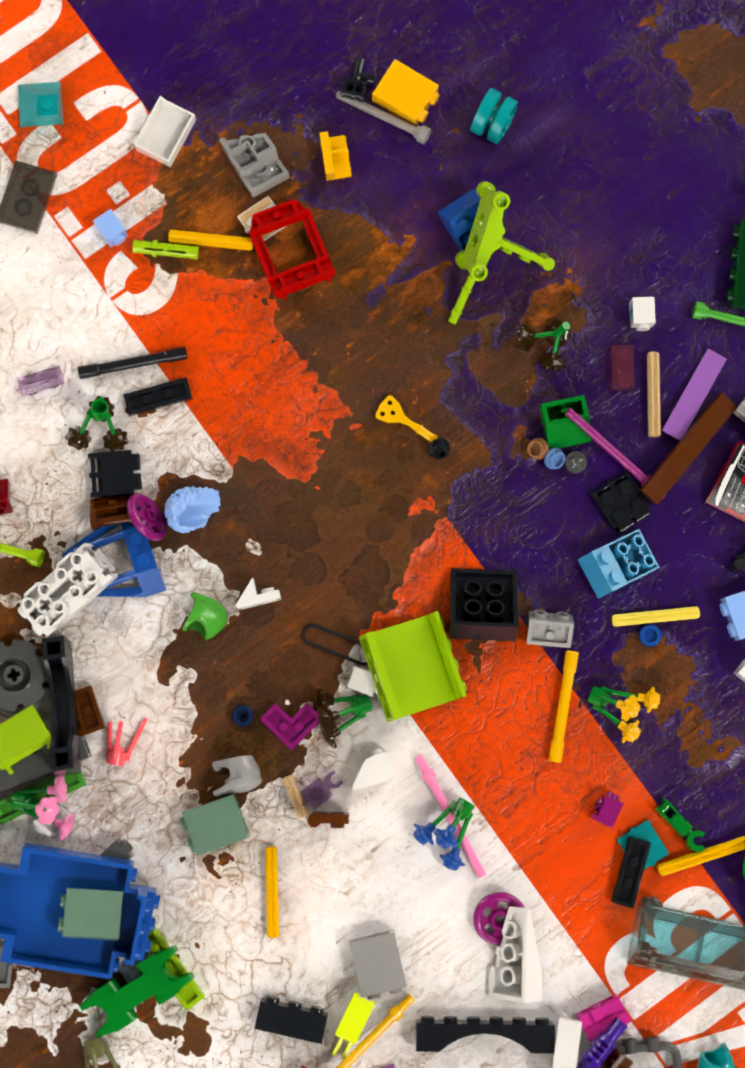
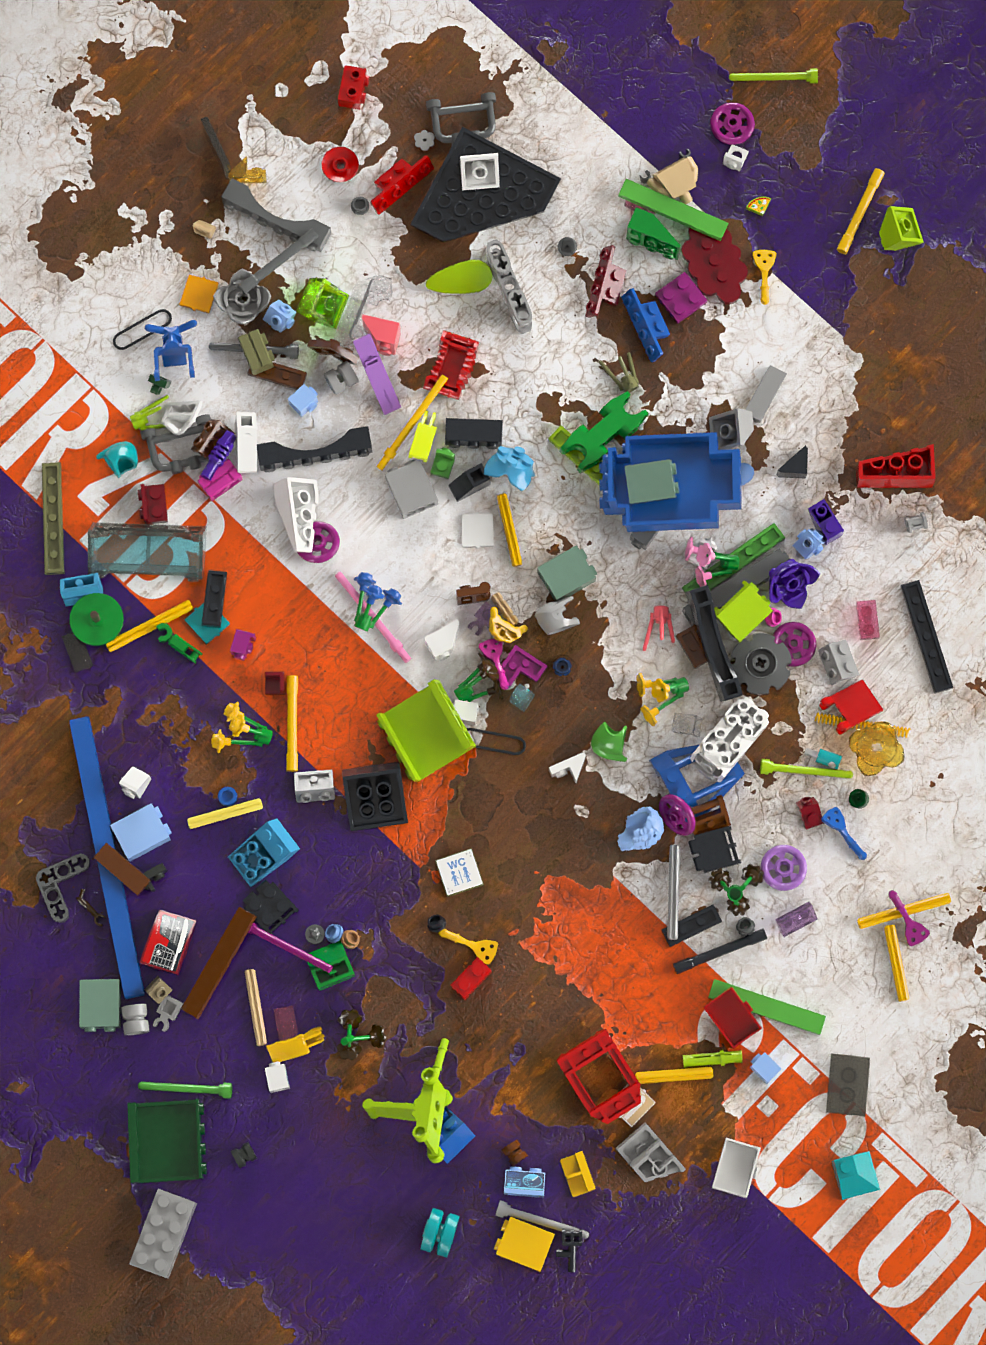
camera: 170 degrees right, 5 degrees down
(59, 446) = (767, 865): none -> medium lavender plate
(95, 294) = (774, 1008): none -> bright green tile
(98, 389) = (745, 922): none -> dark grey plate
(134, 287) = (732, 1017): none -> red container
(135, 661) = (659, 691): none -> yellow plant
(169, 435) = (673, 892): none -> light grey axle
(251, 969) = (514, 464): none -> dark azure brick
(295, 687) = (521, 697): none -> clear light blue leg
(302, 770) = (503, 630): none -> yellow piece
(307, 957) = (469, 482): none -> black slope
(309, 899) = (477, 530): none -> white piece
(317, 740) = (495, 658): none -> dark pink piece
(334, 989) = (443, 463): none -> bright green bracket
(394, 151) = (524, 1182): none -> slope
(398, 188) = (516, 1157): none -> reddish brown wheel
(403, 501) = (459, 872): none -> white tile
(412, 380) = (471, 978): none -> red brick
(575, 756) = (274, 683): none -> dark red panel
(615, 342) = (295, 1046): none -> yellow arm
(686, 1003) = (153, 504): none -> dark red bracket
(691, 238) = (244, 1154): none -> pearl dark grey wheel
(694, 394) = (219, 1014): medium lavender piece -> none

